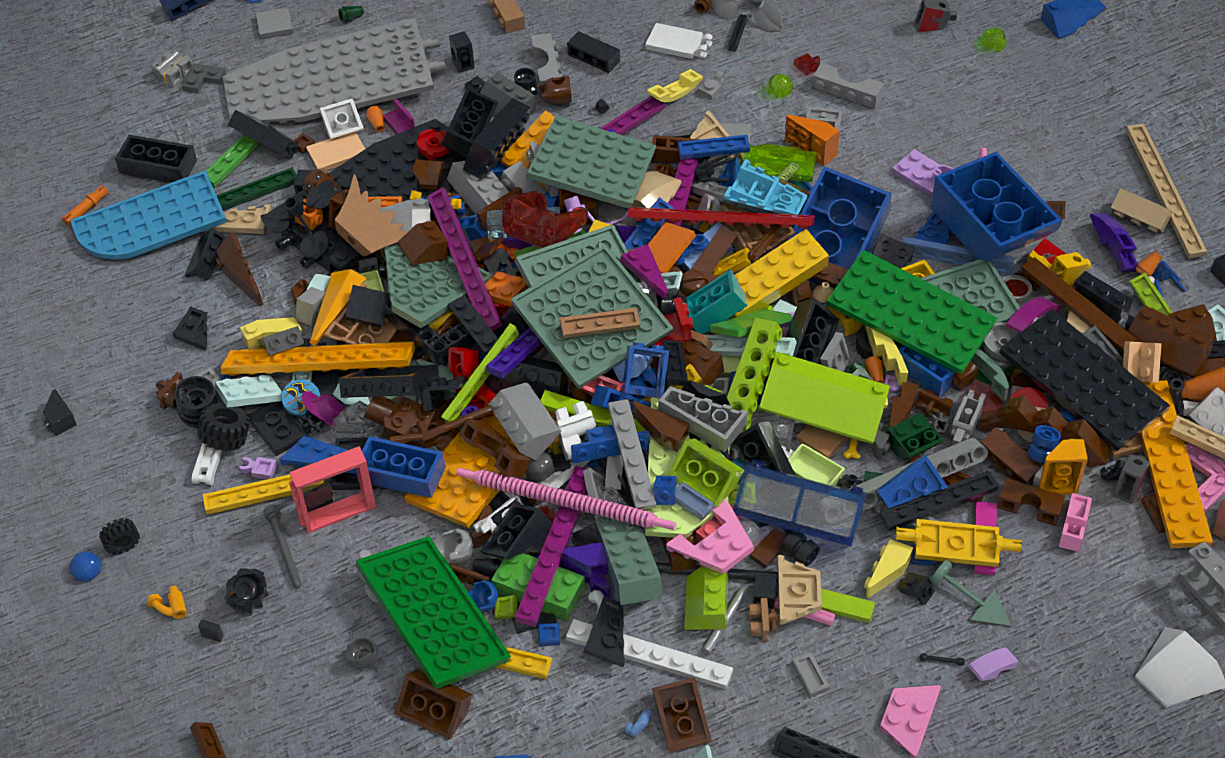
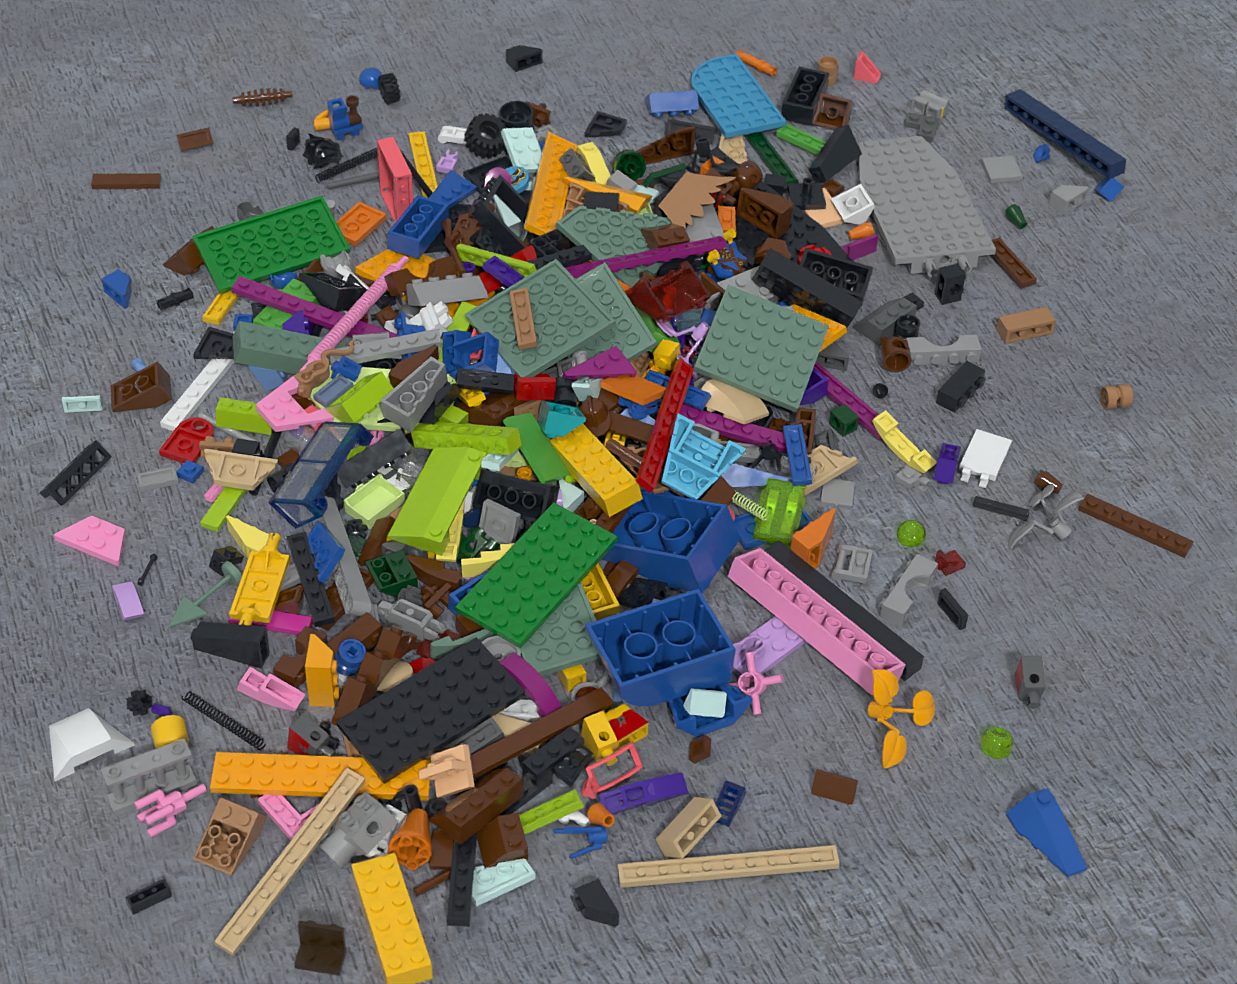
camera: 90 degrees right, 5 degrees down
(107, 118) = (866, 70): none -> coral slope
(110, 142) = (830, 65): none -> medium nougat wheel
(119, 680) = (262, 97): none -> reddish brown piece
(156, 271) = (672, 103): none -> slope
(185, 133) = (832, 111): none -> reddish brown slope
(188, 567) = (343, 121): none -> blue hips
(252, 565) = (342, 168): none -> black piece
(273, 300) = (630, 164): none -> dark green cylinder
(295, 266) = (655, 177): none -> dark green tile
(324, 155) = (807, 195): none -> black tile
(369, 535) = (360, 222): none -> orange plate
(380, 167) = (765, 211): none -> reddish brown slope
(427, 14) = (1012, 265): none -> reddish brown plate
(516, 710) = (174, 299): none -> black pin
(647, 127) = (843, 420): none -> dark green brick
(676, 508) = (318, 371): none -> medium nougat animal
(699, 59) = (947, 463): none -> dark purple slope
(749, 654) = (185, 440): none -> red tile
(794, 644) = (190, 471): none -> blue plate
(863, 60) = (952, 609): none -> black tile
(866, 461) = (375, 540): none -> reddish brown tile
(881, 125) = (848, 607): none -> black brick
(907, 133) = (813, 618): none -> bright pink brick
(967, 511) = (291, 600): none -> reddish brown slope
(986, 98) = (884, 688): none -> light orange plant
(1031, 556) = (233, 642): none -> black slope
(1068, 130) = (834, 787): none -> reddish brown slope
(1093, 189) = (735, 789): none -> clear blue slope
(1101, 266) = (590, 792): none -> coral sword
(1116, 553) = (226, 725): none -> black piece
(1123, 625) = (139, 702): none -> black gear
(1125, 604) = (161, 710): none -> dark purple arm
(1165, 588) = (168, 730): none -> yellow piece

